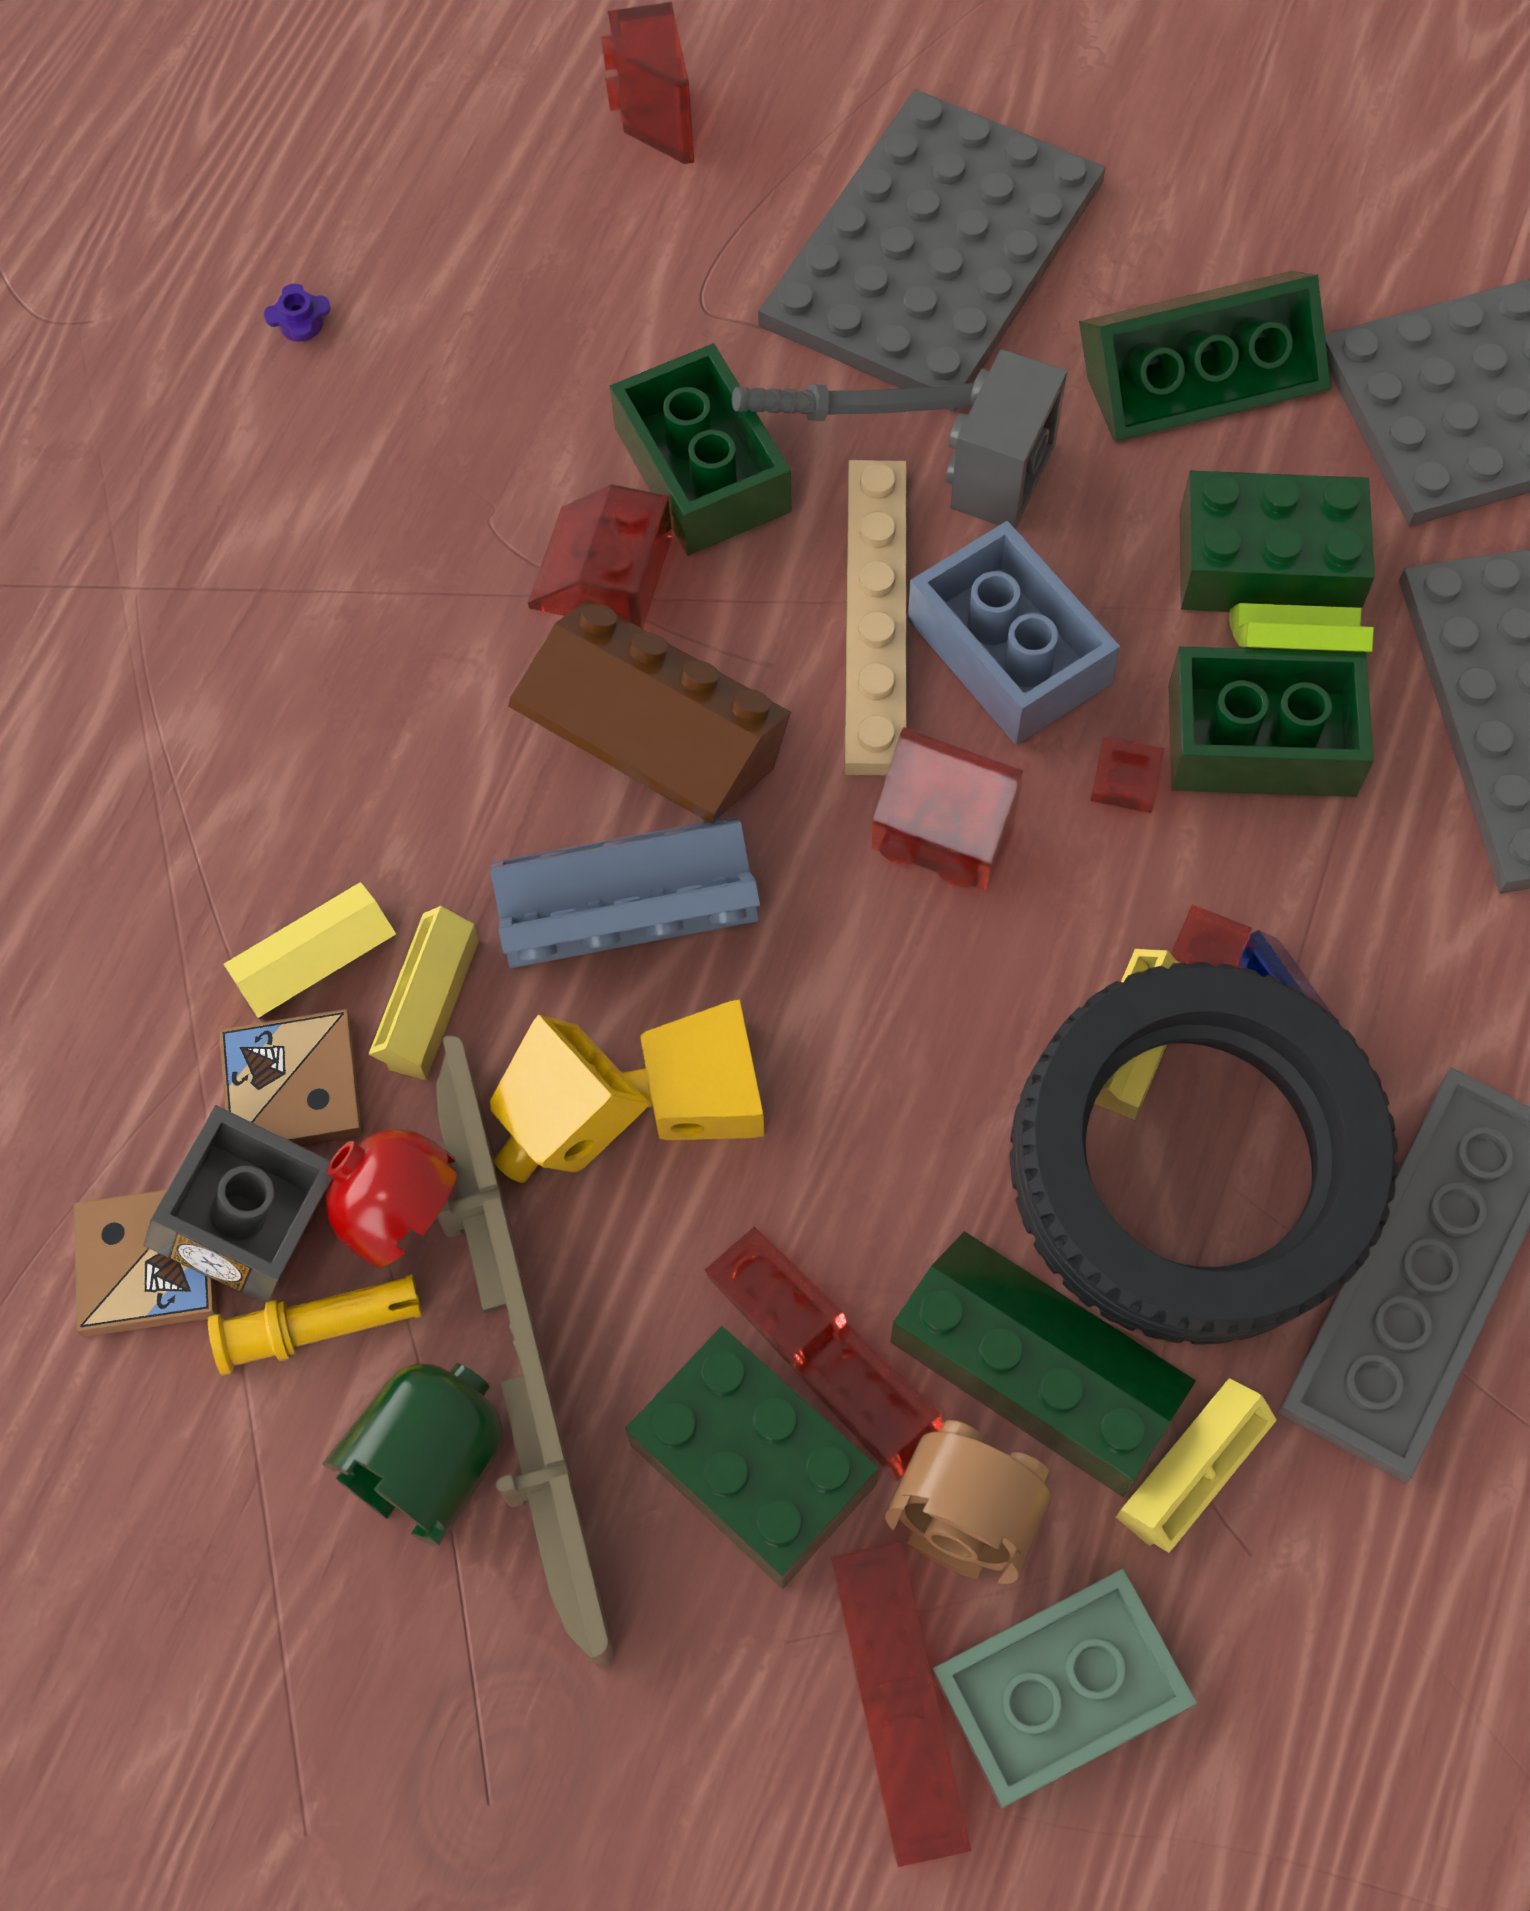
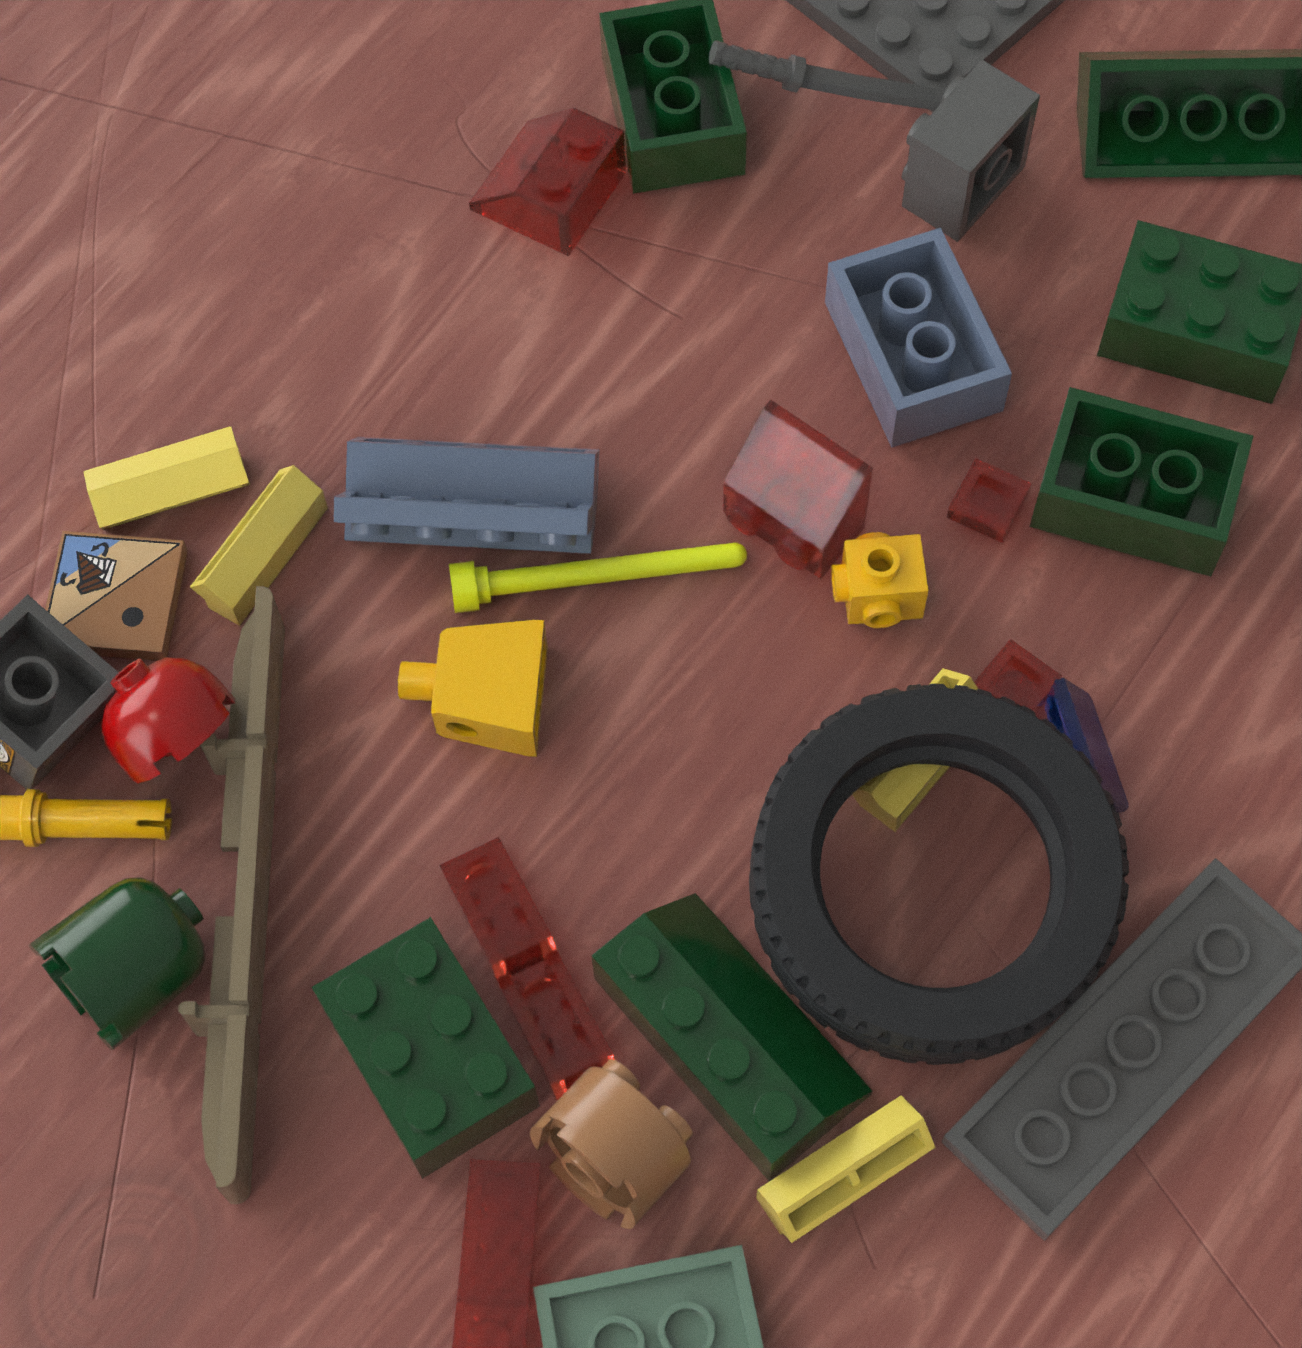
camera: 15 degrees right, 0 degrees up
(560, 1101) = (349, 672): yellow torso -> none
(651, 710) = (547, 331): reddish brown slope -> none
(654, 981) = (476, 585): none -> neon yellow piece
(875, 615) = (796, 285): tan plate -> none
(1052, 877) = (881, 579): none -> yellow brick
(1300, 627) = (1201, 398): lime slope -> none

